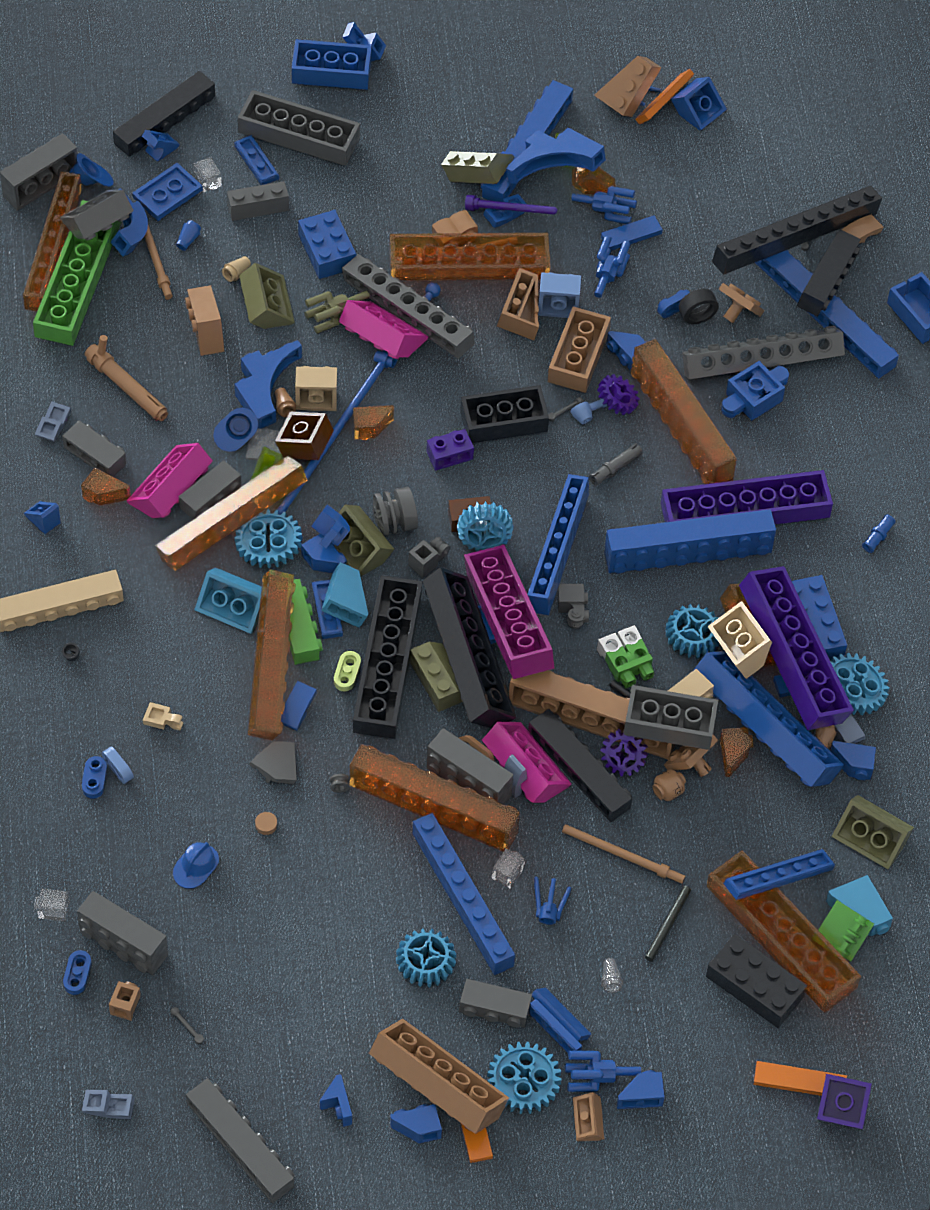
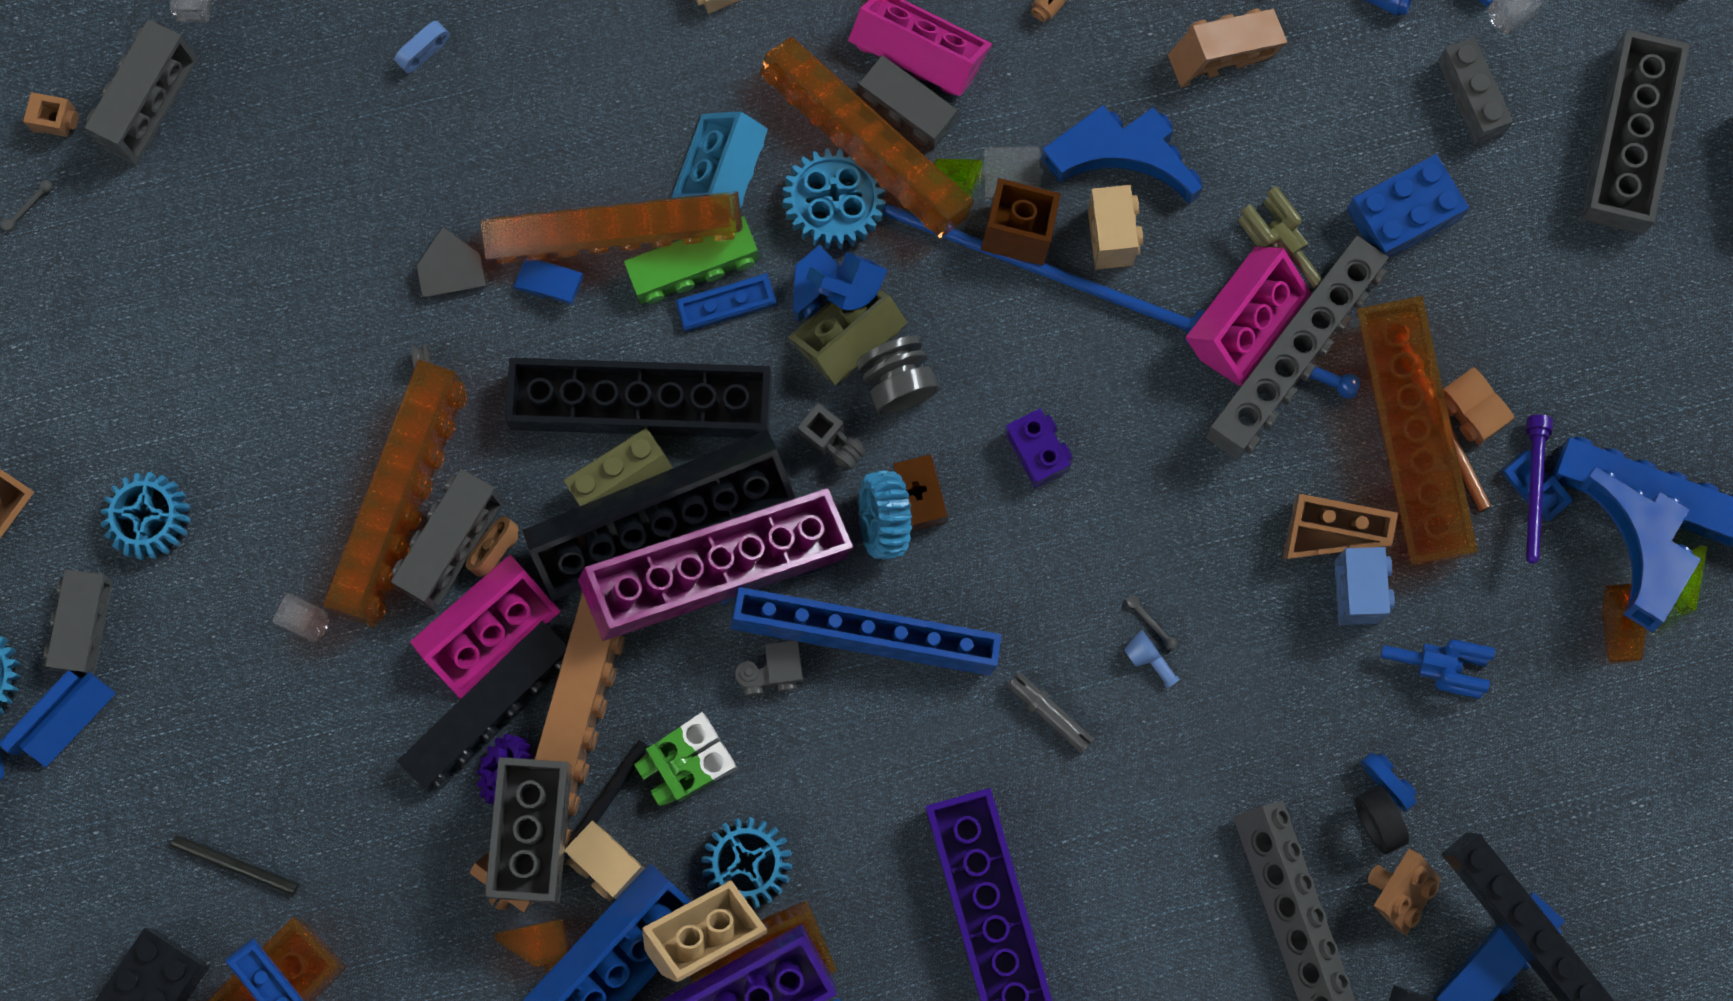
camera: 90 degrees right, 20 degrees up
(77, 974) = (94, 47): blue plate -> none
(94, 775) = (403, 20): blue plate -> none
(160, 715) = (508, 91): tan plate -> none
(195, 865) = (278, 180): blue piece -> none
(233, 269) = (1337, 79): tan cone -> none
(235, 429) = (1020, 119): blue piece -> none
(256, 160) = (1564, 80): blue tile -> none
(266, 297) = (1286, 132): olive slope -> none
(266, 823) = (351, 265): medium nougat tile -> none
(284, 402) = (1080, 187): medium nougat cone -> none
(345, 672) = (617, 343): yellowish green plate -> none
(346, 596) = (742, 322): dark azure slope -> none
(371, 421) = (1072, 320): clear orange slope -> none
(463, 894) = (248, 557): blue brick -> none
(476, 167) = (1610, 424): olive slope -> none
(504, 414) = (1113, 523): black brick -> none
(519, 772) = (445, 608): sand blue slope -> none
(548, 913) = (237, 683): blue plant -> none
(579, 349) = (1261, 630): medium nougat brick -> none
(610, 203) = (1579, 651): blue plant -> none
(611, 977) = (135, 787): clear cone -> none
(618, 394) = (1177, 690): dark purple gear -> none
(623, 346) = (1282, 714): blue slope -> none
(633, 232) = (1529, 697): blue tile -> none
(661, 870) = (320, 850): medium nougat bar -> none
(669, 785) = (464, 845): medium nougat head -> none
(683, 413) = (1153, 811): clear orange brick -> none
(689, 541) = (904, 840): blue brick -> none
(746, 386) = (1225, 929): blue brick -> none

